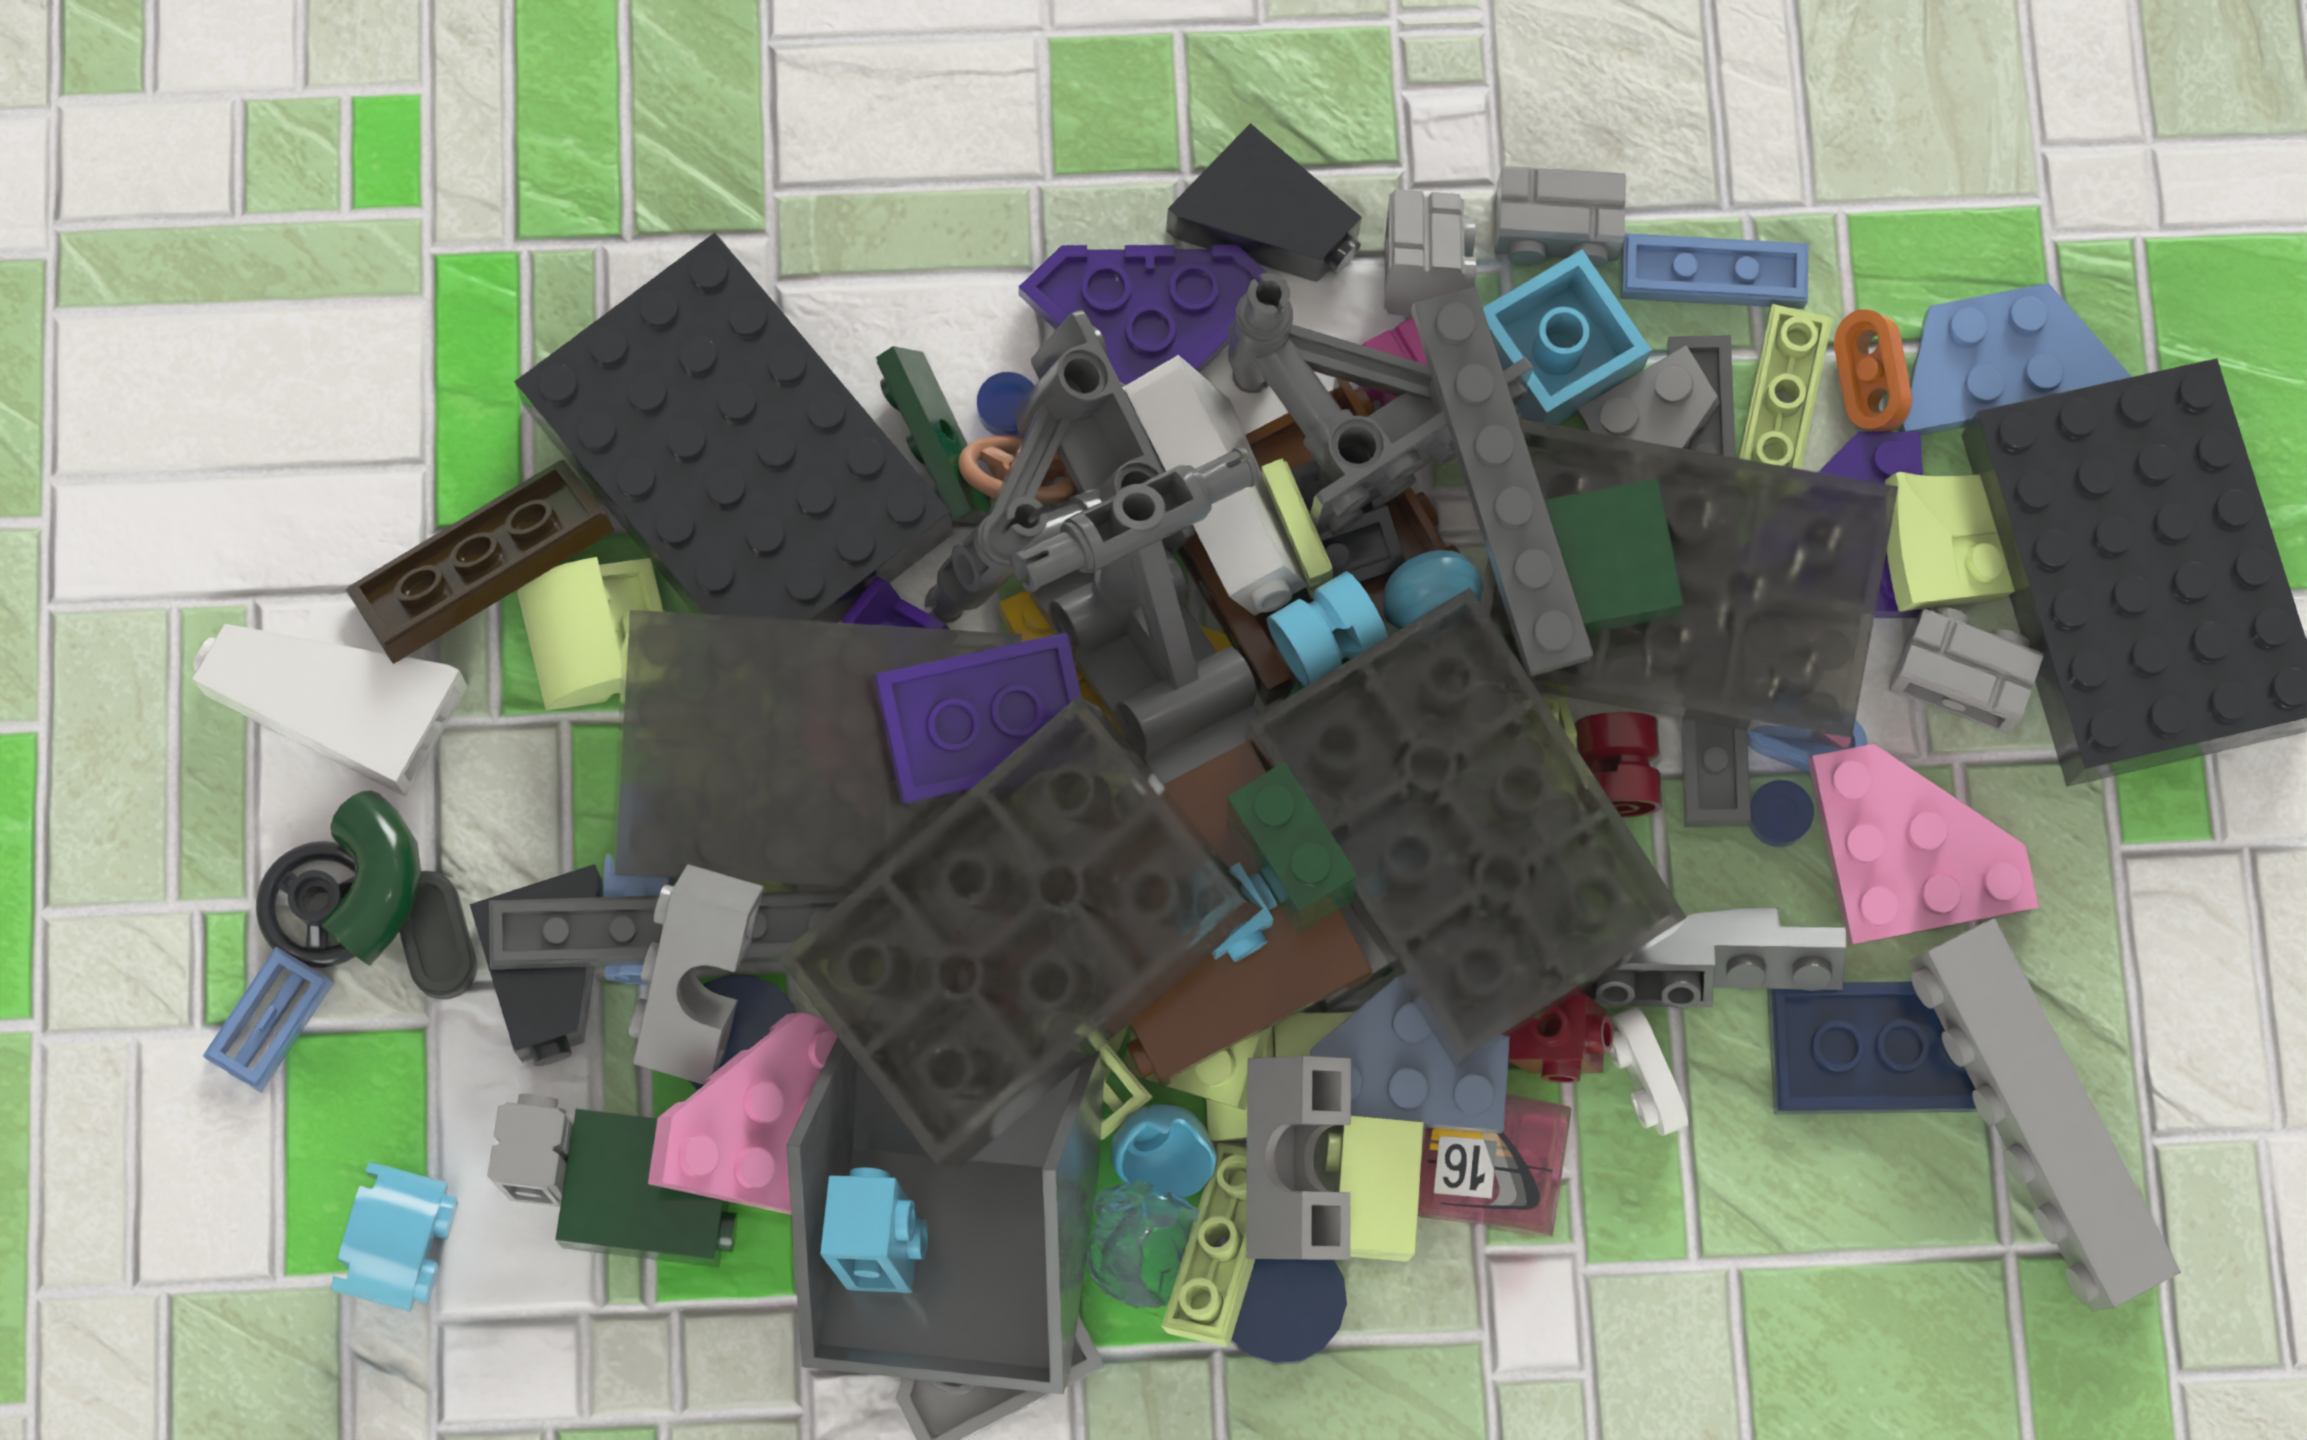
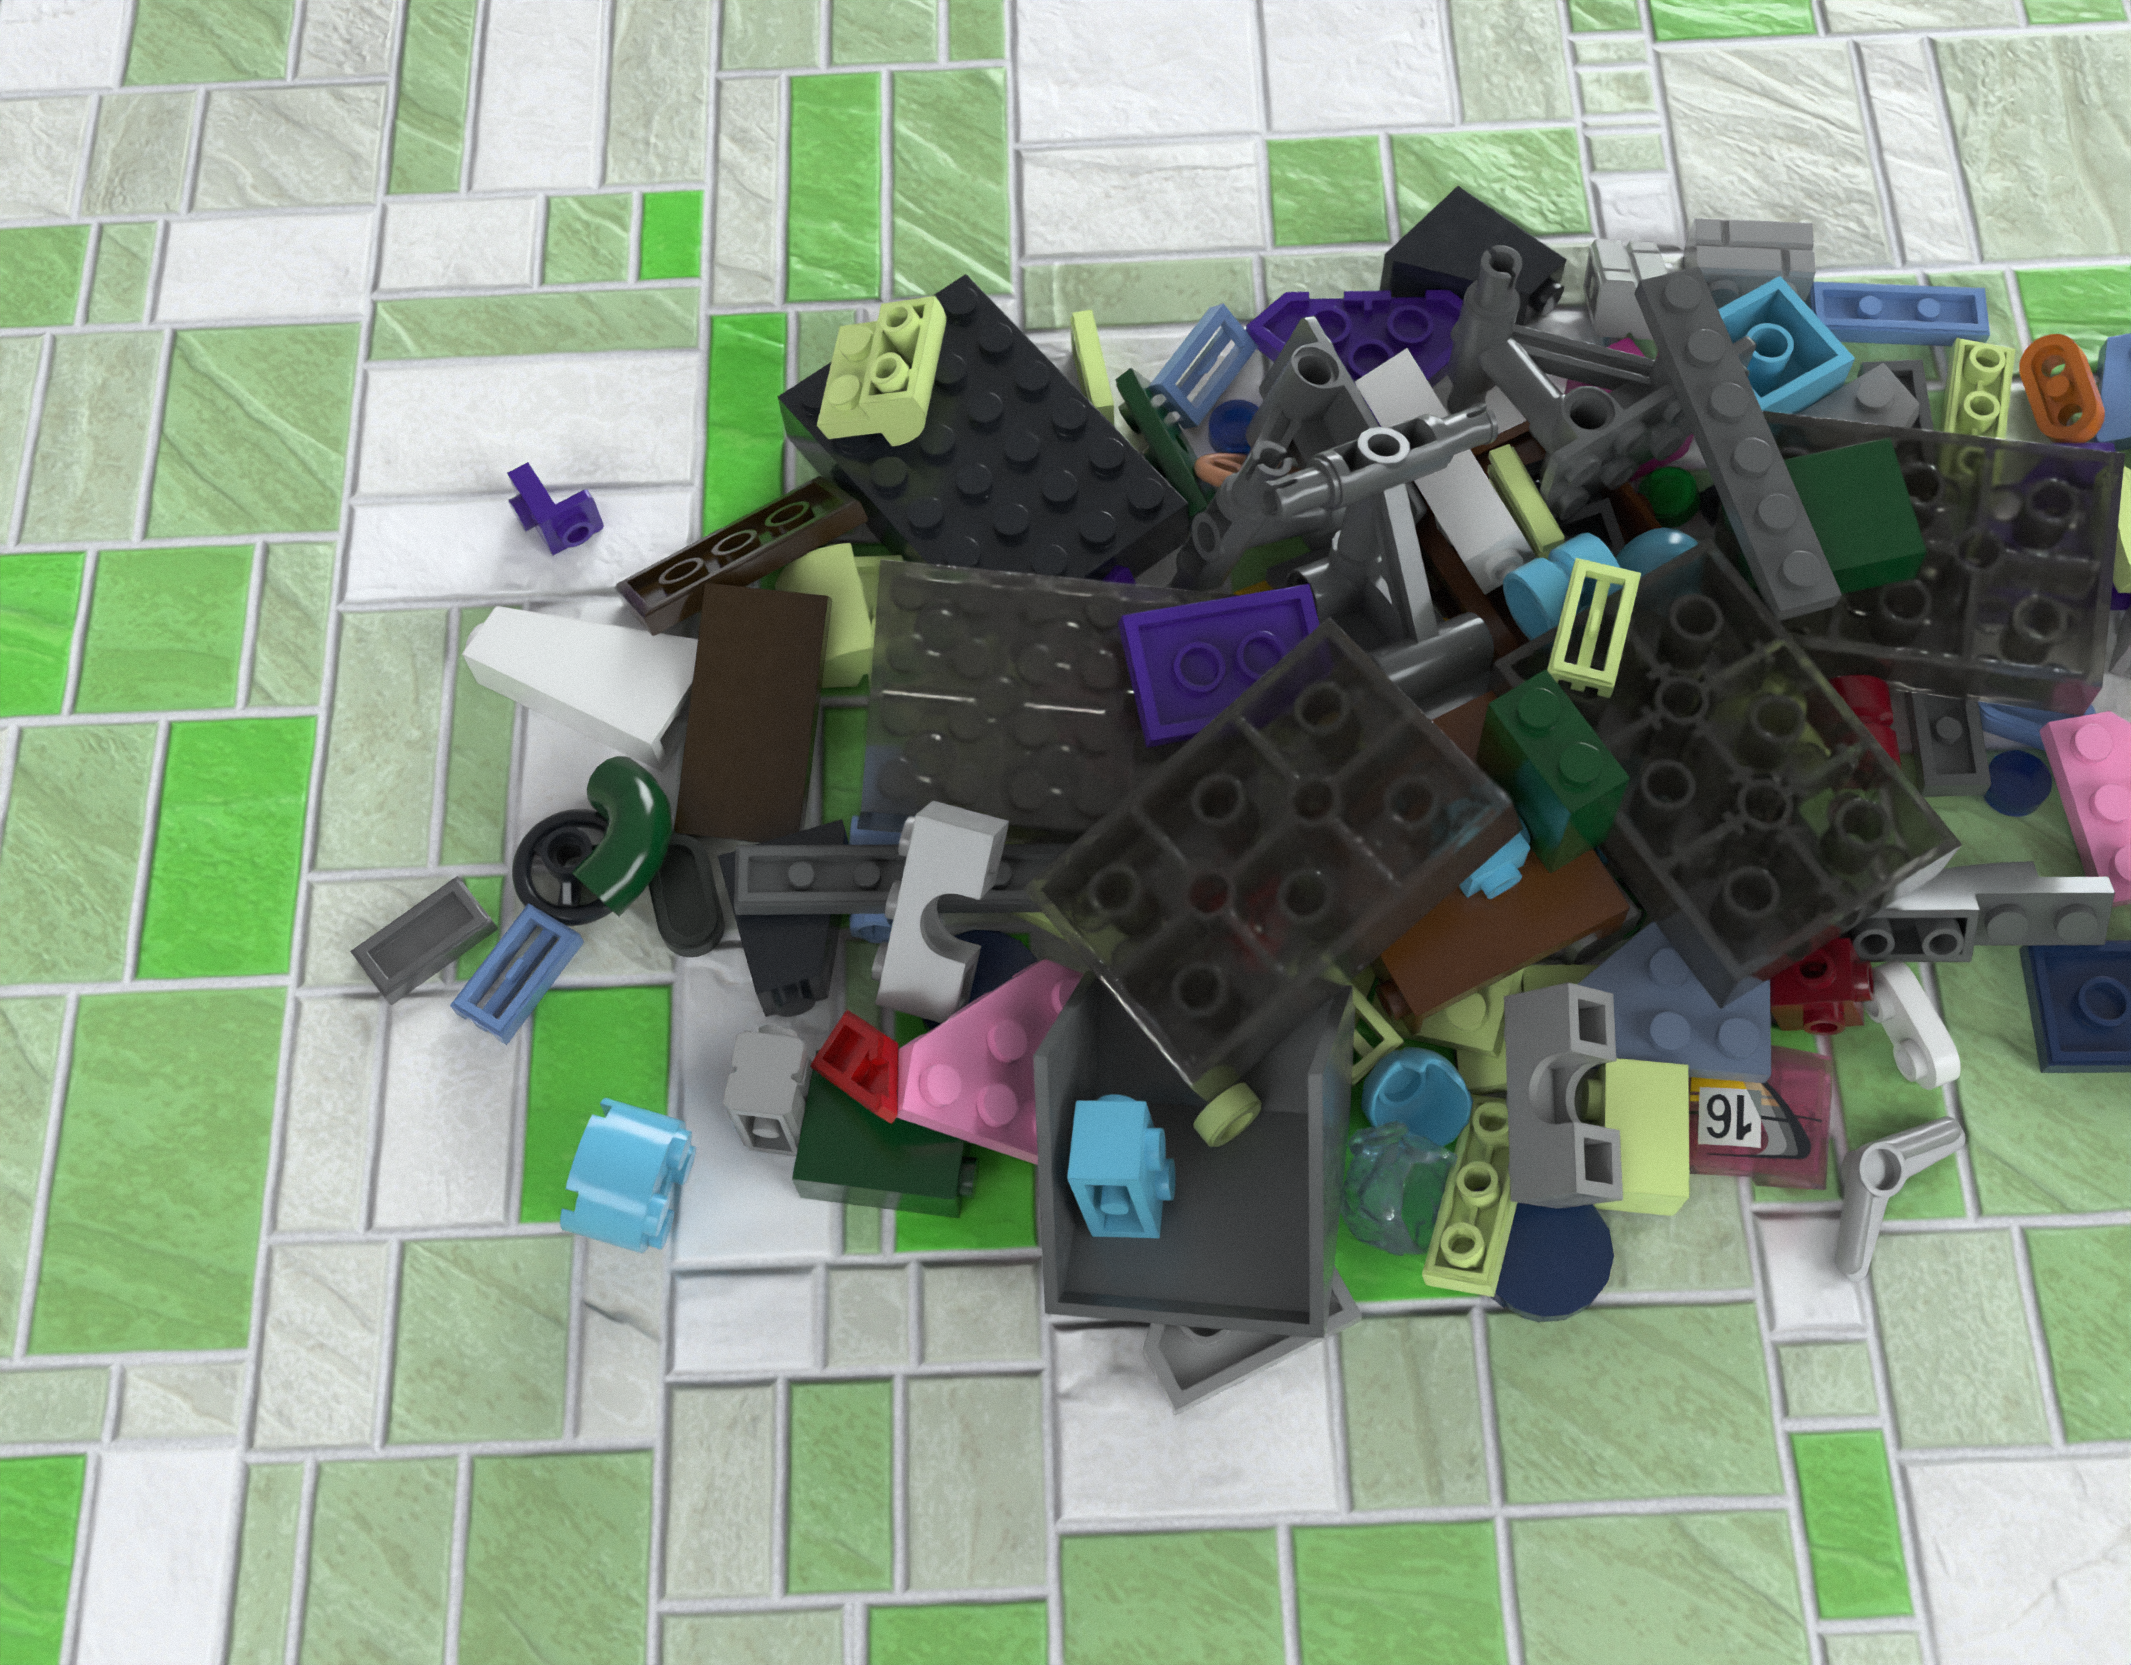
camera: 10 degrees right, 10 degrees down
(170, 984) = (424, 940): none -> flat silver tile
(284, 522) = (558, 524): none -> dark purple bracket
(500, 747) = (752, 713): none -> dark brown tile
(621, 1132) = (862, 1064): none -> red tile
(627, 371) = (884, 373): none -> yellowish green brick
(852, 341) = (1090, 363): none -> yellowish green tile
(964, 327) = (1176, 396): none -> medium blue tile
(978, 1174) = (1227, 1115): none -> yellowish green tile
(1331, 742) = (1581, 673): none -> yellowish green tile
(1449, 494) = (1672, 495): none -> green tile
(1602, 1221) = (1879, 1172): none -> light grey piece

